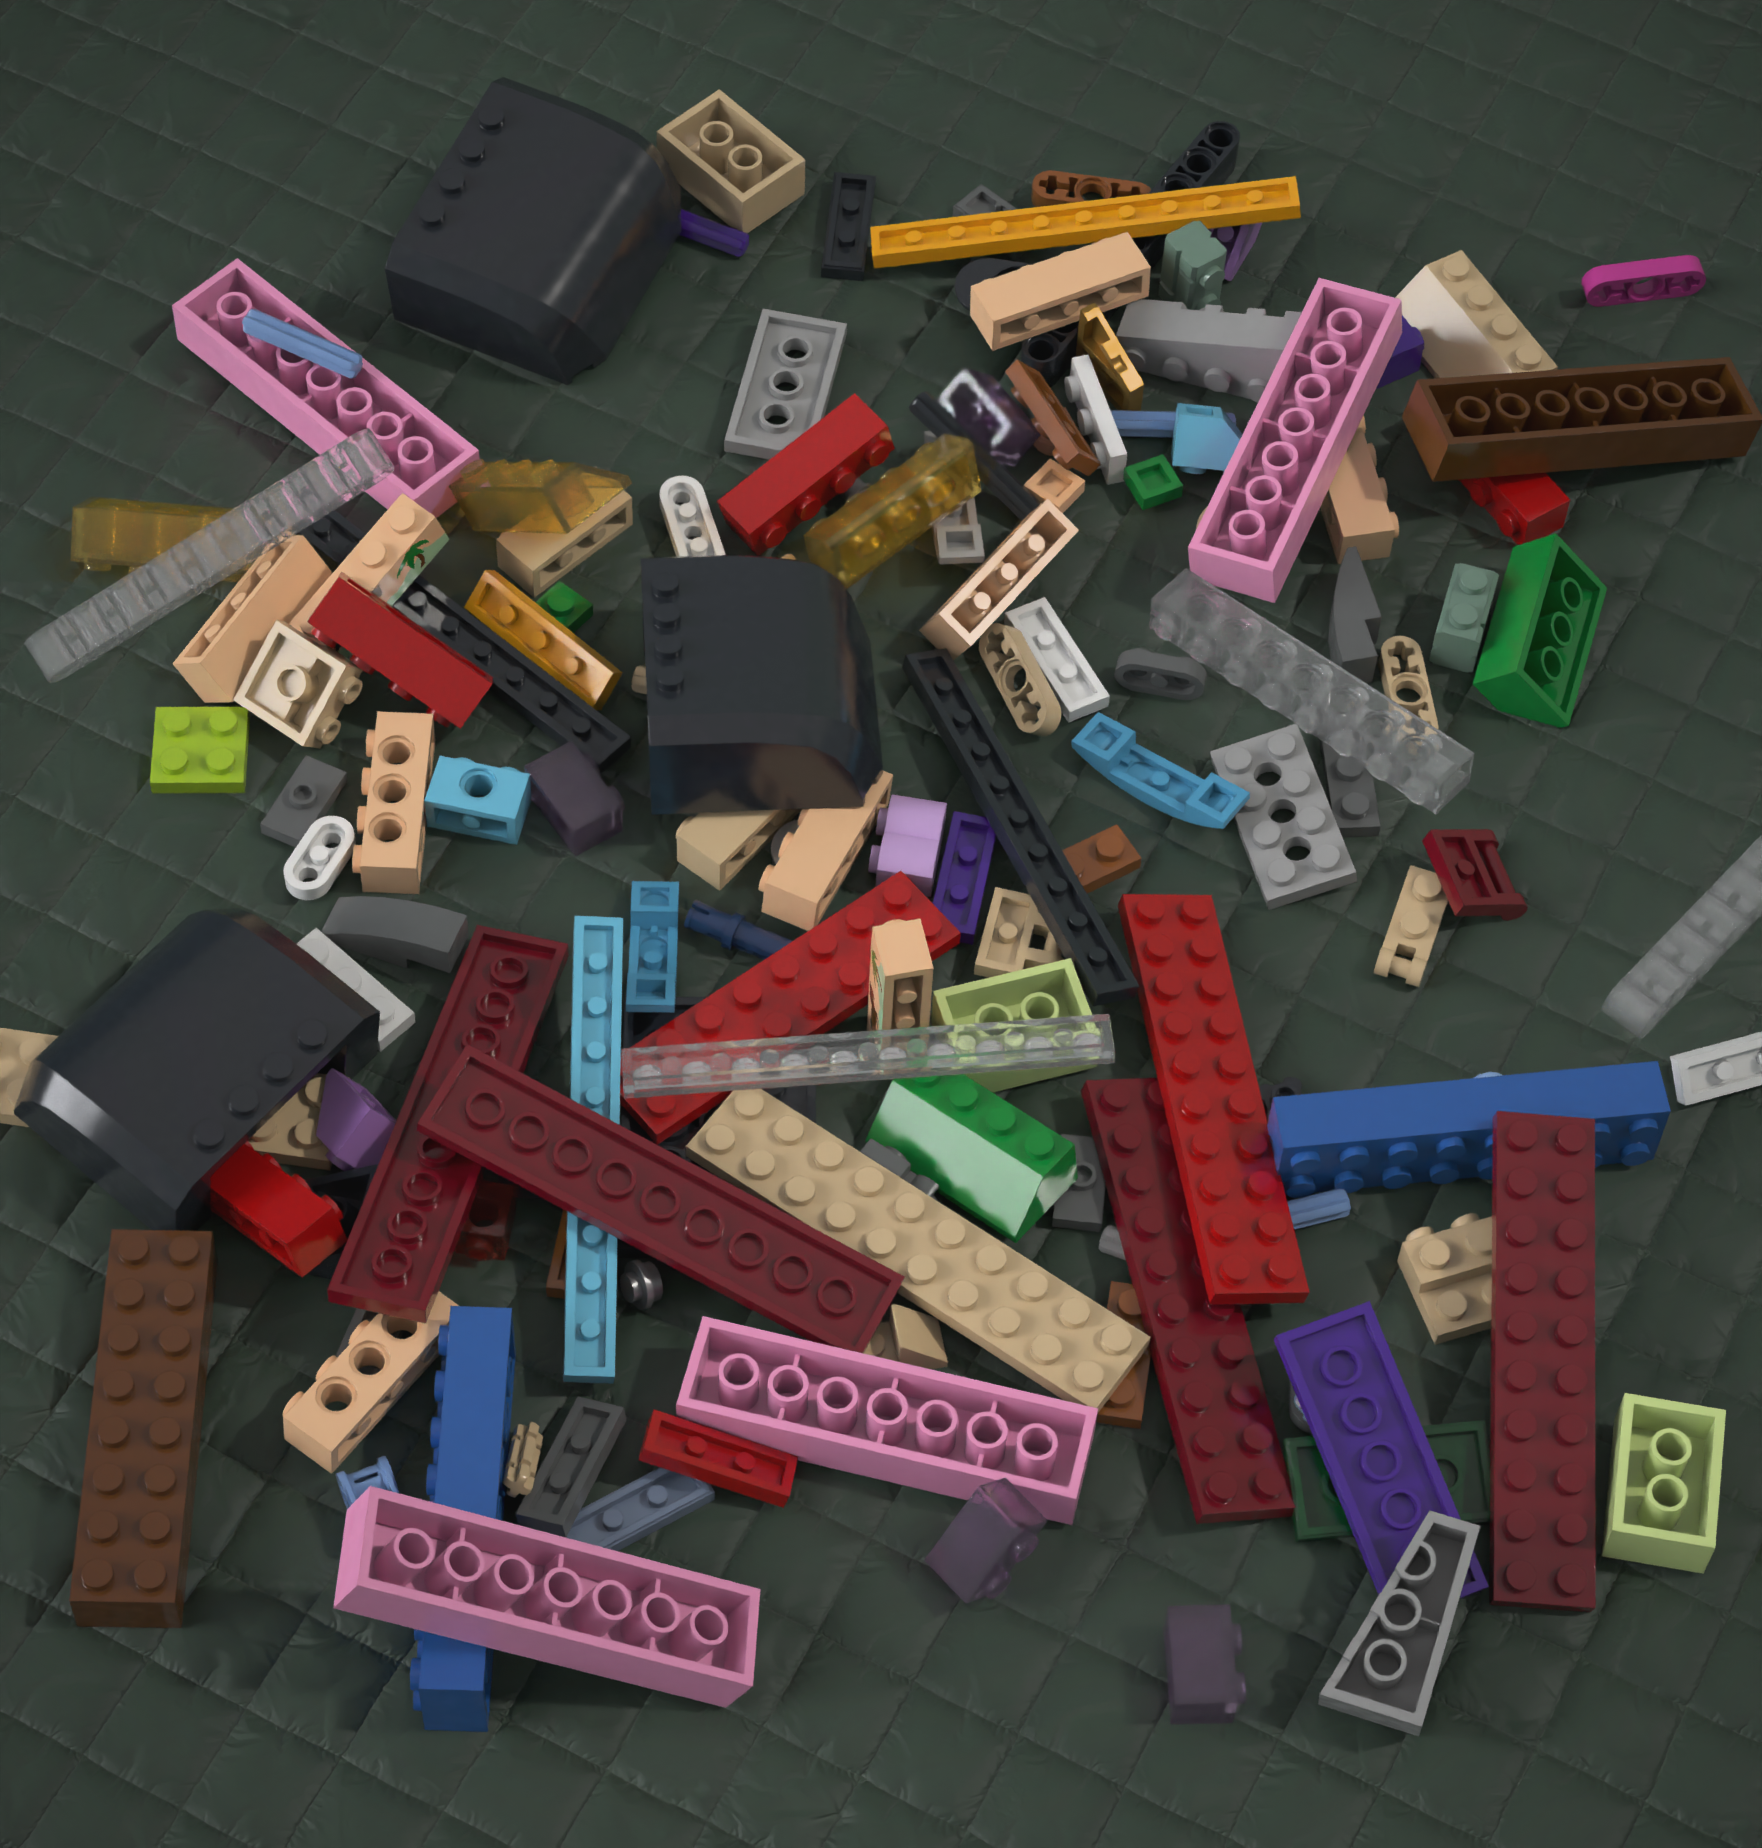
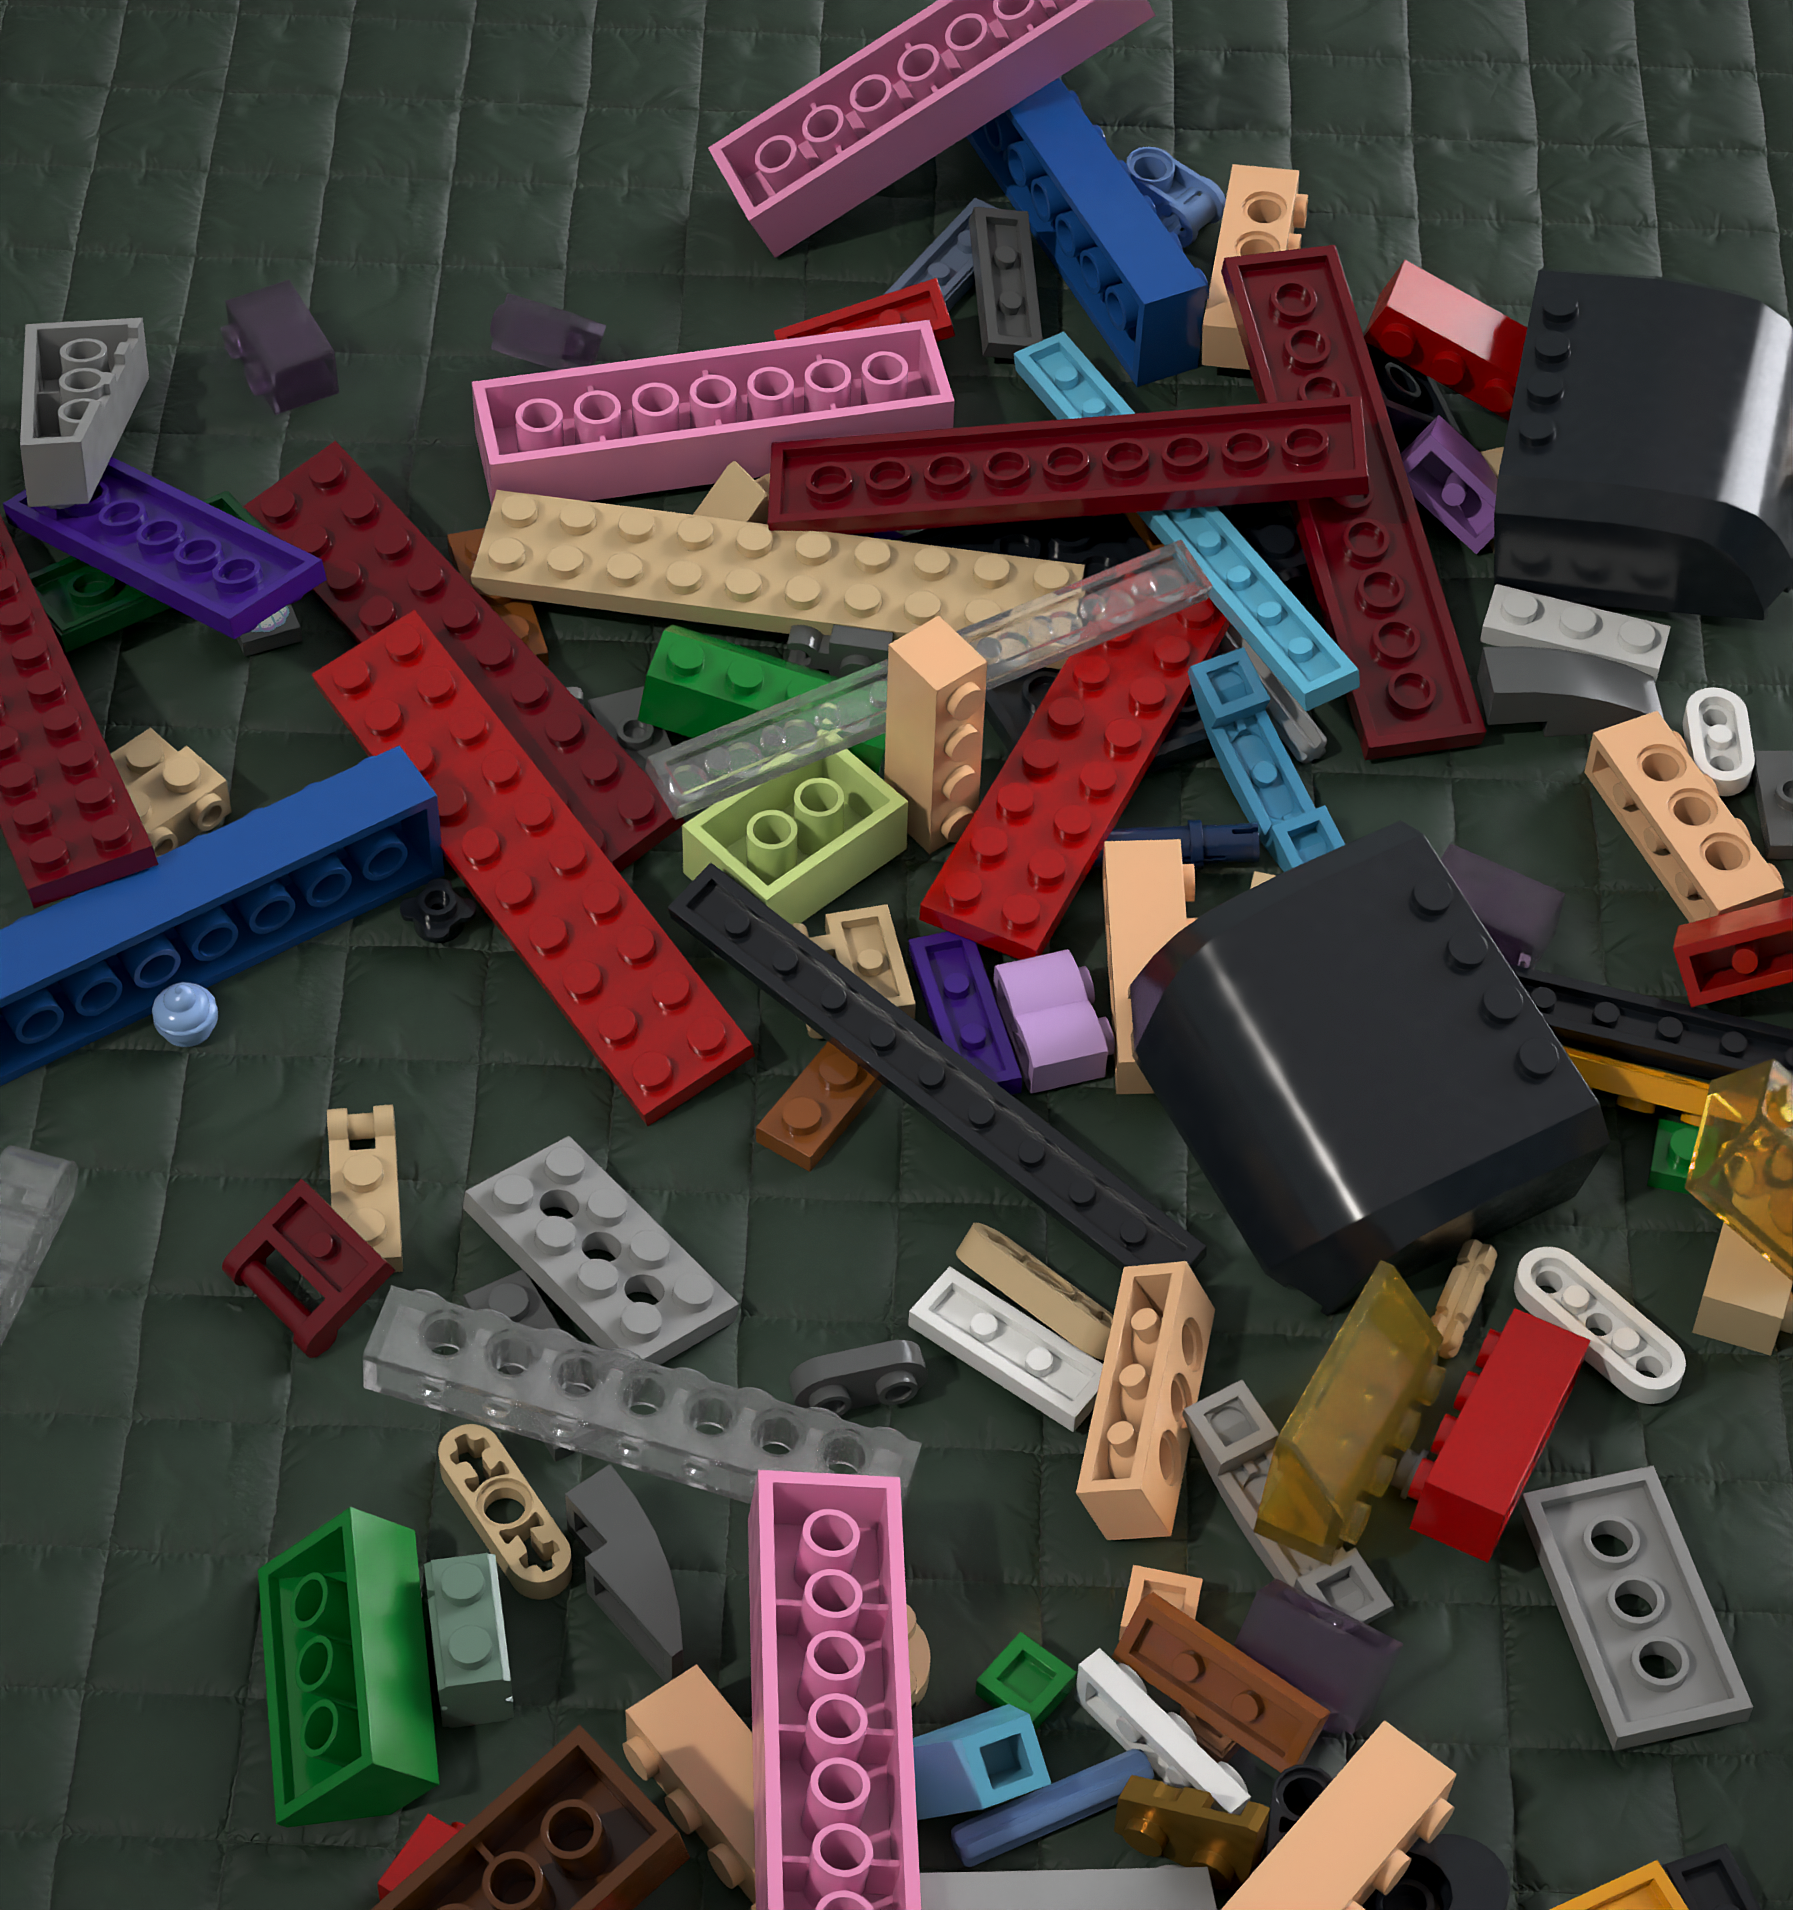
camera: 155 degrees right, 5 degrees down
(144, 1430) = (1423, 160): reddish brown brick -> none
(496, 816) = (1599, 864): medium azure brick -> none
(522, 1459) = (1056, 267): tan axle -> none
(989, 469) = (1302, 1568): black axle -> none
(1153, 779) = (782, 1243): dark azure slope -> none

